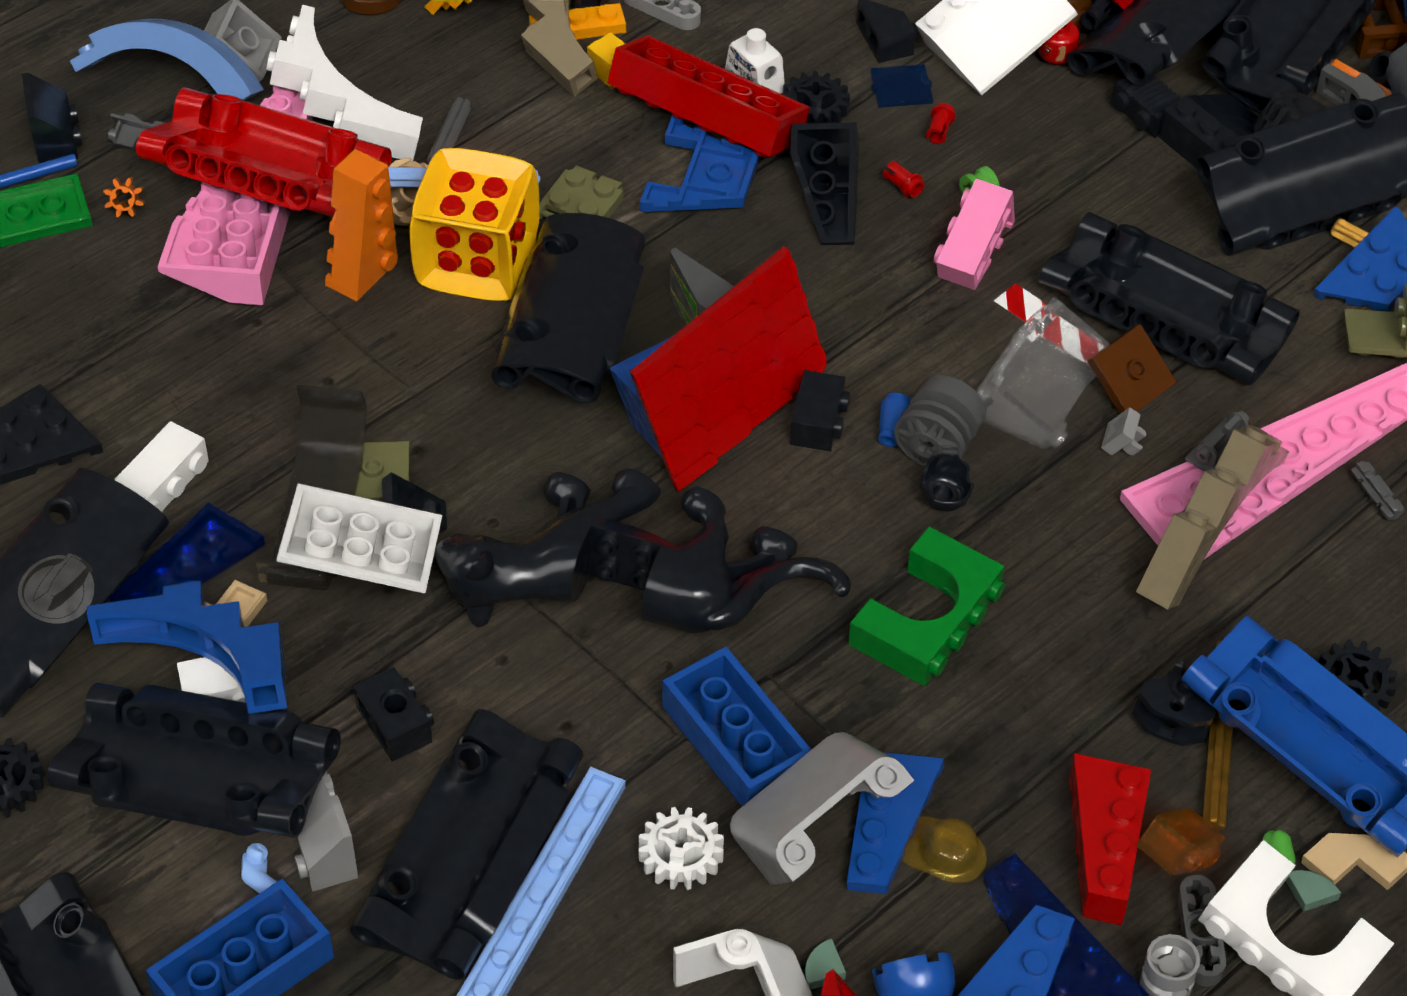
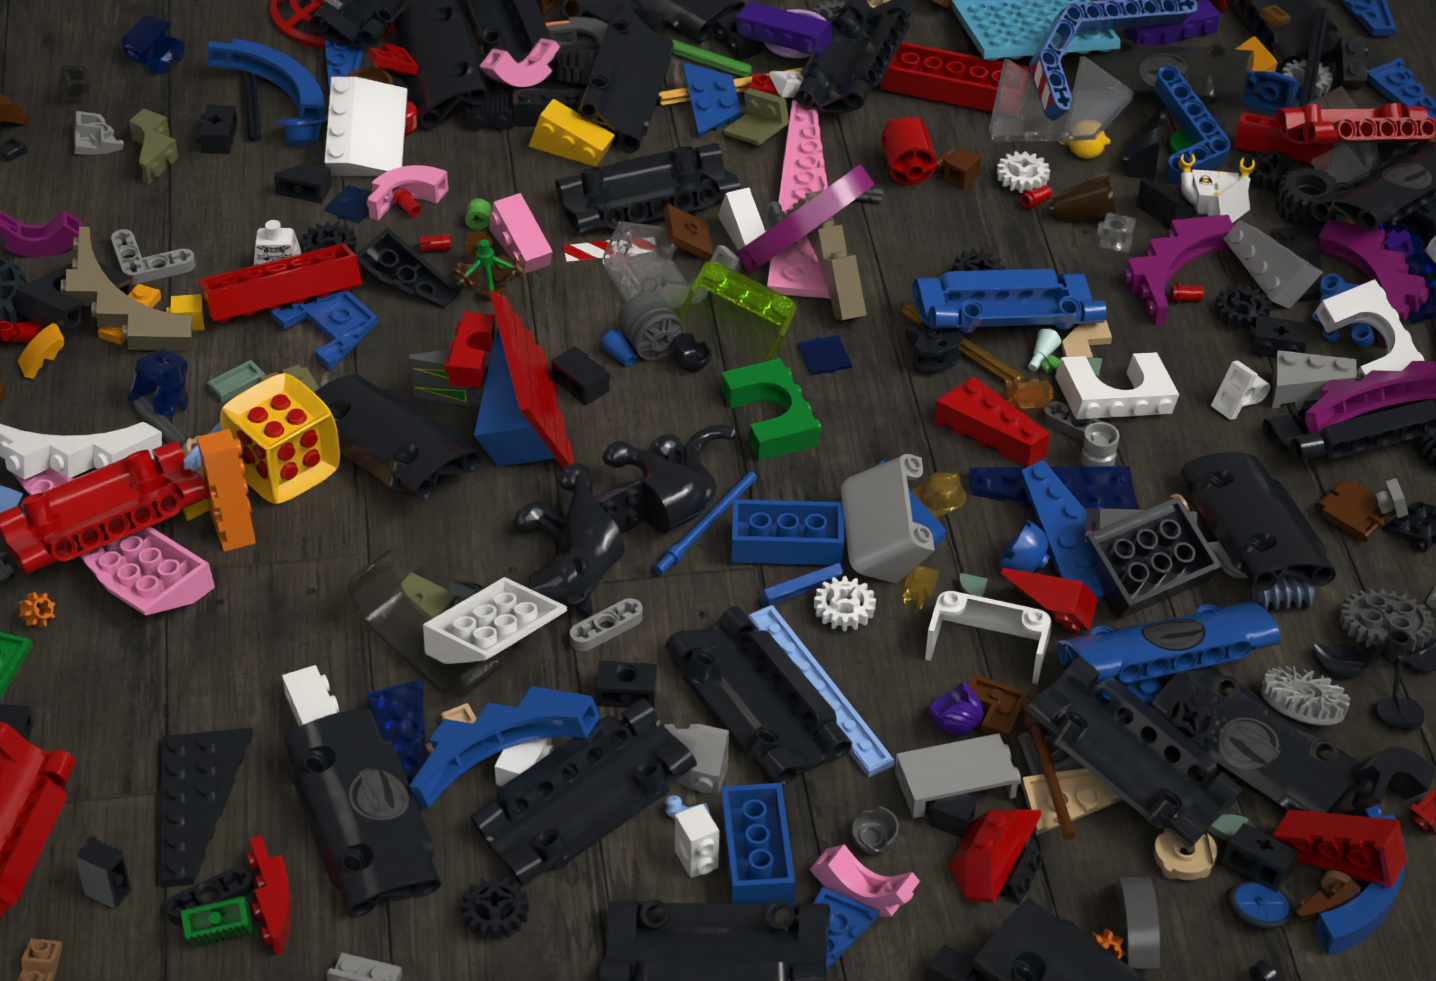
camera: 55 degrees left, 5 degrees down
(197, 898) = (696, 841): none -> white brick
(465, 634) = (612, 614): none -> light grey beam
(486, 97) = (165, 379): none -> clear blue piece
(558, 152) = (235, 381): none -> sand green tile
(628, 647) = (676, 552): none -> blue bar
(673, 790) = (799, 585): none -> blue tile
(690, 292) = (467, 359): none -> red arch
(786, 906) = (920, 583): none -> clear yellow plate
(891, 228) = (480, 248): none -> reddish brown plant
(973, 105) = (421, 181): none -> bright pink arch
(1075, 610) = (824, 355): none -> clear blue piece
(1087, 517) = (746, 294): none -> clear neon green windscreen
(1176, 185) = (570, 135): none -> yellow wedge
(1199, 409) = (741, 217): none -> white slope
(1217, 86) = (530, 71): none -> bright pink arch
(1231, 452) = (805, 219): none -> magenta arch
(1301, 819) = (1046, 343): none -> light aqua cone

